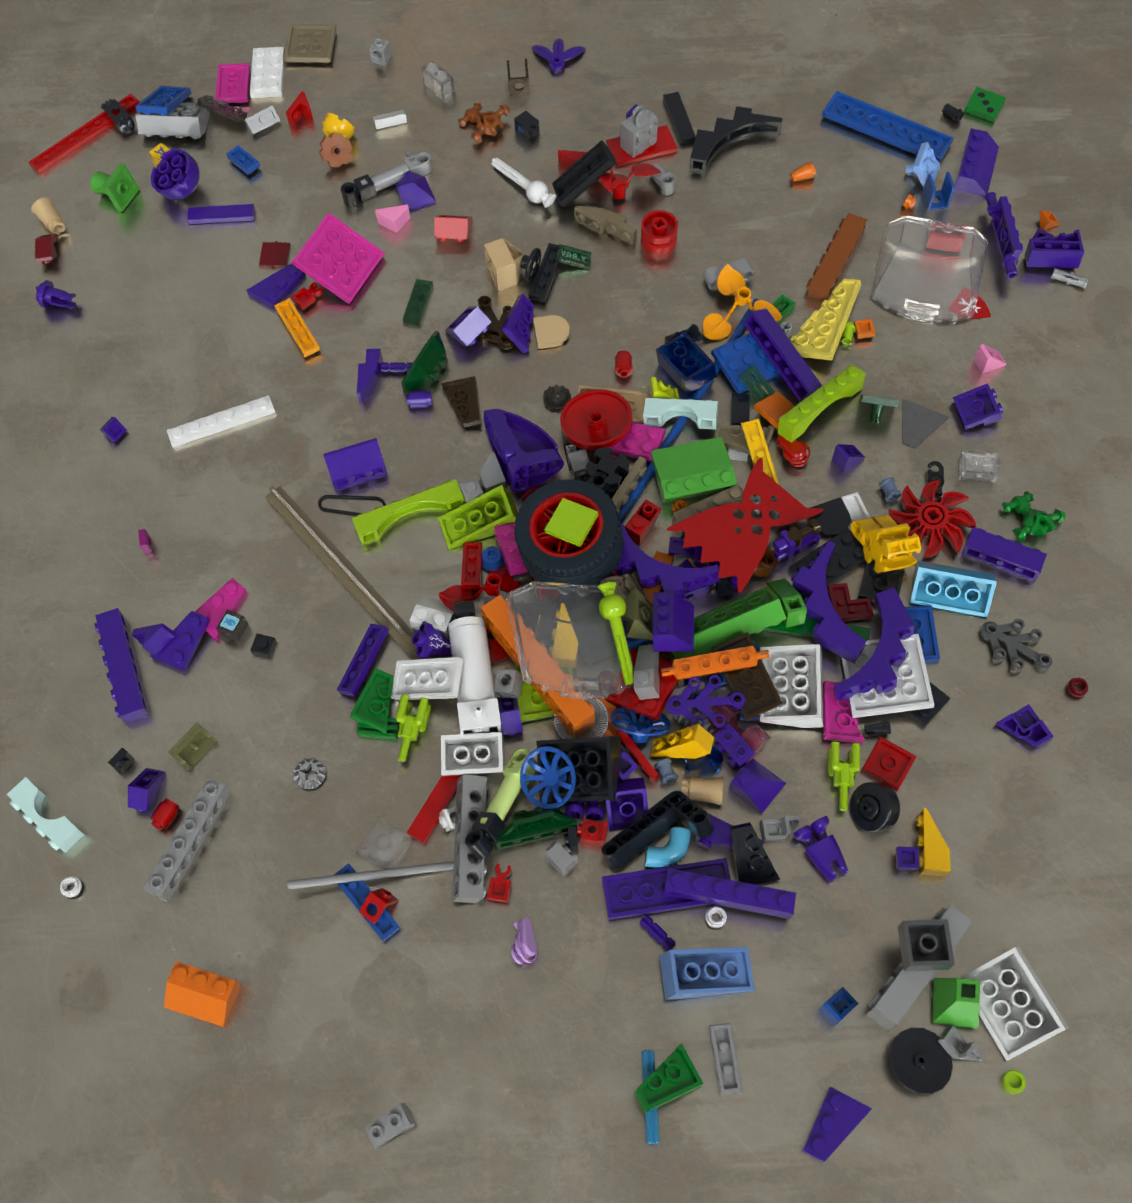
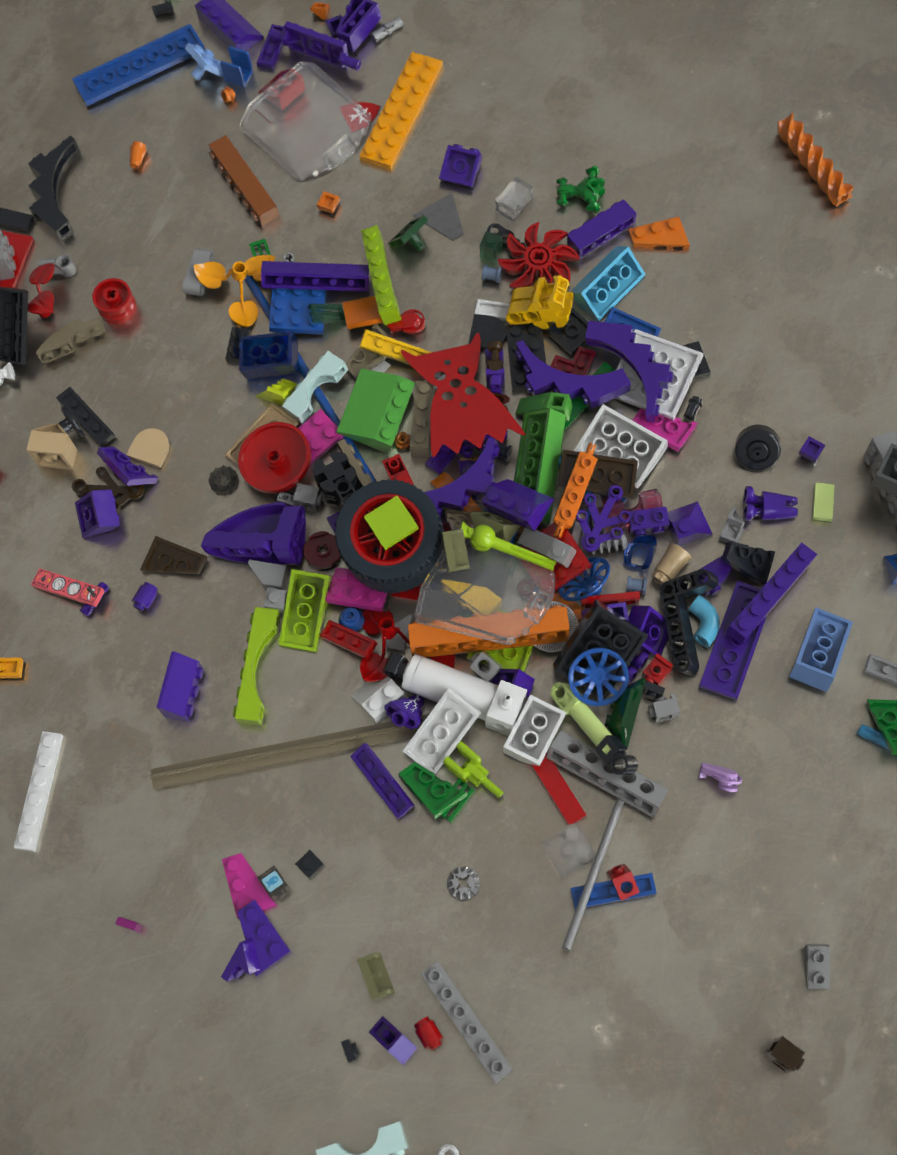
camera: 55 degrees left, 5 degrees up
(121, 666) = (248, 1006): dark purple brick -> none
(200, 994) = (619, 1077): orange slope -> none
(286, 1133) = (785, 1055): none -> dark brown brick
(347, 496) = (202, 713): black piece -> none
(368, 373) = (83, 627): dark purple slope -> none
(394, 343) = (67, 587): none -> coral tile
(417, 302) = (33, 545): clear green tile -> none
(426, 365) = (113, 570): dark green wedge -> none
(445, 820) = (579, 783): white bracket -> none
(499, 887) = (662, 772): red plate -> none
(573, 256) = (86, 385): clear green tile -> none
(581, 588) = (455, 550): none -> olive hinge
(623, 364) = (229, 406): red brick -> none
(657, 933) = (768, 668): dark purple axle -> none
(686, 743) = (625, 556): yellow slope -> none
(720, 912) = (782, 612): white plate -> none
(740, 408) = (340, 340): black slope -> none
(824, 328) = (307, 232): light yellow wing -> none
(843, 771) = (715, 452): lime plant -> none
(846, 456) = (440, 288): dark purple slope -> none
(848, 333) = (321, 215): lime pin -> none
(862, 899) = (823, 502): none -> yellowish green tile
(888, 763) = (725, 417): red tile -> none
(916, 473) = (491, 246): none -> clear green brick
(934, 852) = (805, 425): yellow slope -> none
(973, 208) = (270, 50): none -> dark purple tile
(988, 359) = (421, 132): bright pink slope -> none
(1000, 332) = (401, 110): none -> light orange plate
(1014, 643) = (681, 270): dark grey plant -> none
(1026, 726) = (752, 303): dark purple slope -> none
(1041, 609) = (660, 233): none -> orange wing
(1081, 683) = (744, 245): dark red plate -> none

